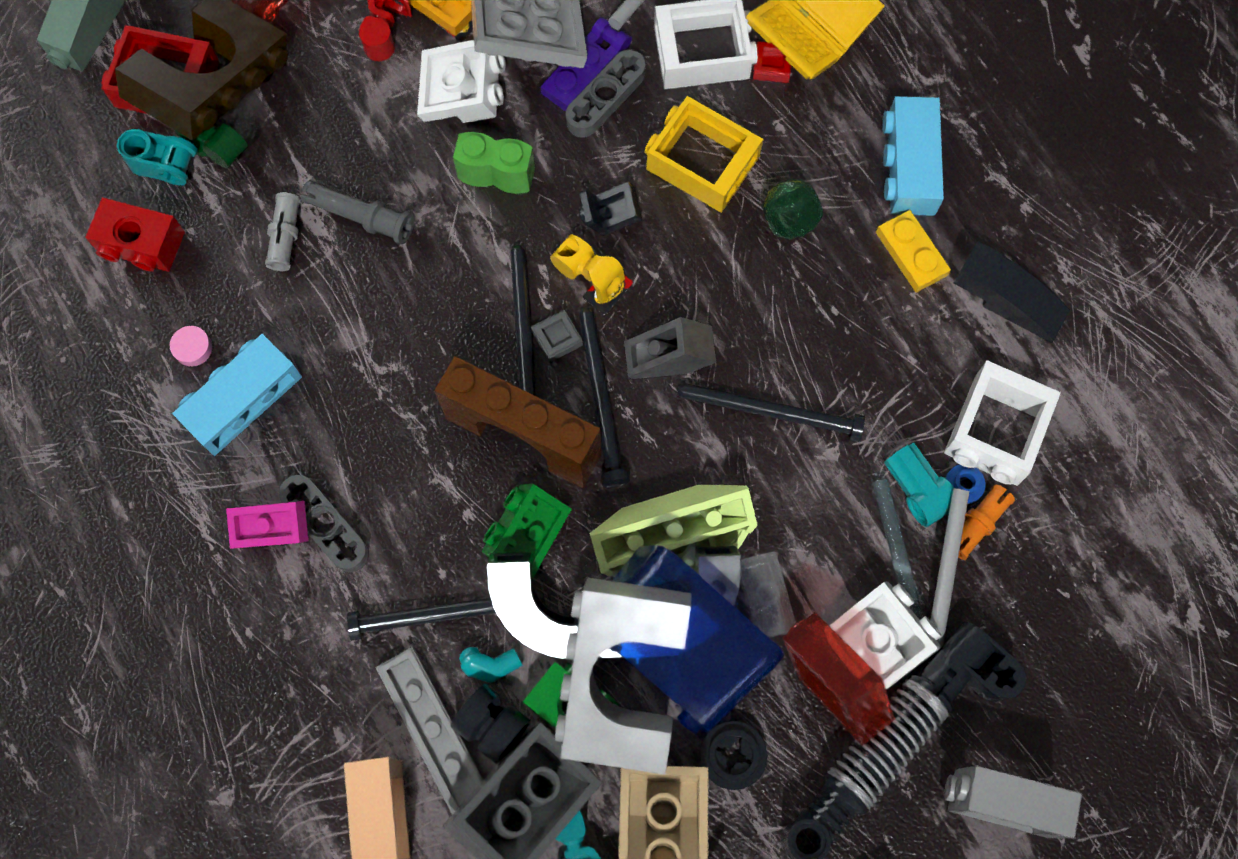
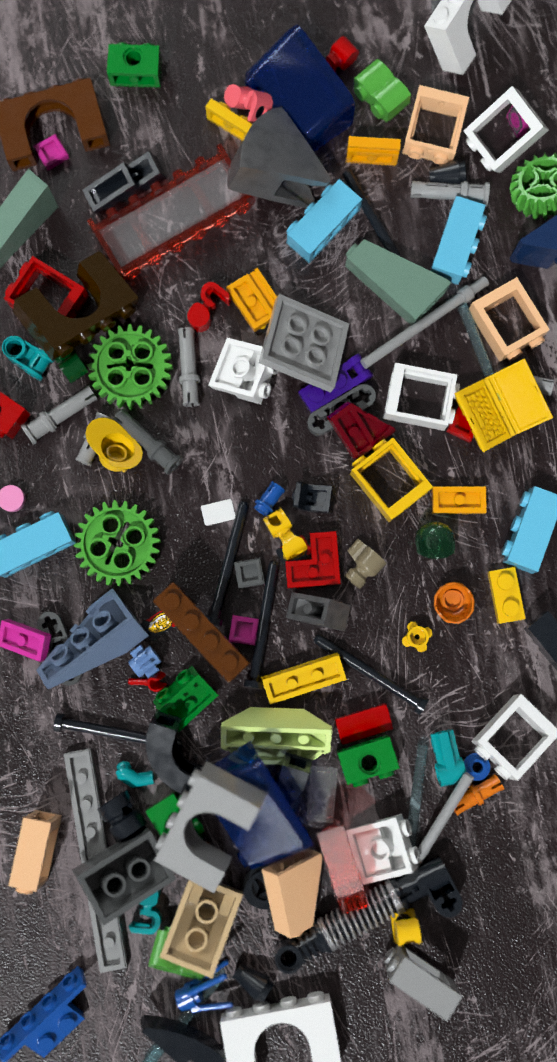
camera: 20 degrees right, 10 degrees up
(213, 228) = (49, 420): none -> light grey pin
(303, 125) = (131, 343): none -> bright green gear
(315, 229) = (113, 445): none -> yellow piece
(325, 350) = (95, 532): none -> bright green gear
(382, 476) = (102, 636): none -> sand blue wedge
(388, 114) = (189, 377): none -> light grey pin
(451, 496) = (144, 661): none -> medium blue gear
(454, 447) = (157, 625): none -> sticker
(470, 524) = (152, 682): none -> red hand
(486, 273) = (218, 512): none -> white sticker
(488, 162) = (254, 441): bright green brick -> none
(549, 232) = (269, 499): none -> blue pin
(578, 404) = (243, 630): none -> dark pink tile
(636, 104) = (358, 429): none -> dark red wing
(653, 294) = (322, 569): none -> red plate
(682, 445) = (303, 678): none -> yellow plate
(714, 267) = (367, 563): none -> dark tan piece
(779, 744) = (293, 891): none -> light nougat slope
(788, 479) = (363, 723): none -> red slope
(803, 151) = (459, 500): none -> light orange plate
(817, 331) = (424, 634): none -> yellow plate
(824, 504) = (351, 758): none -> green brick
(848, 277) = (454, 602): none -> orange hair
(962, 736) = (406, 930): none -> yellow leg

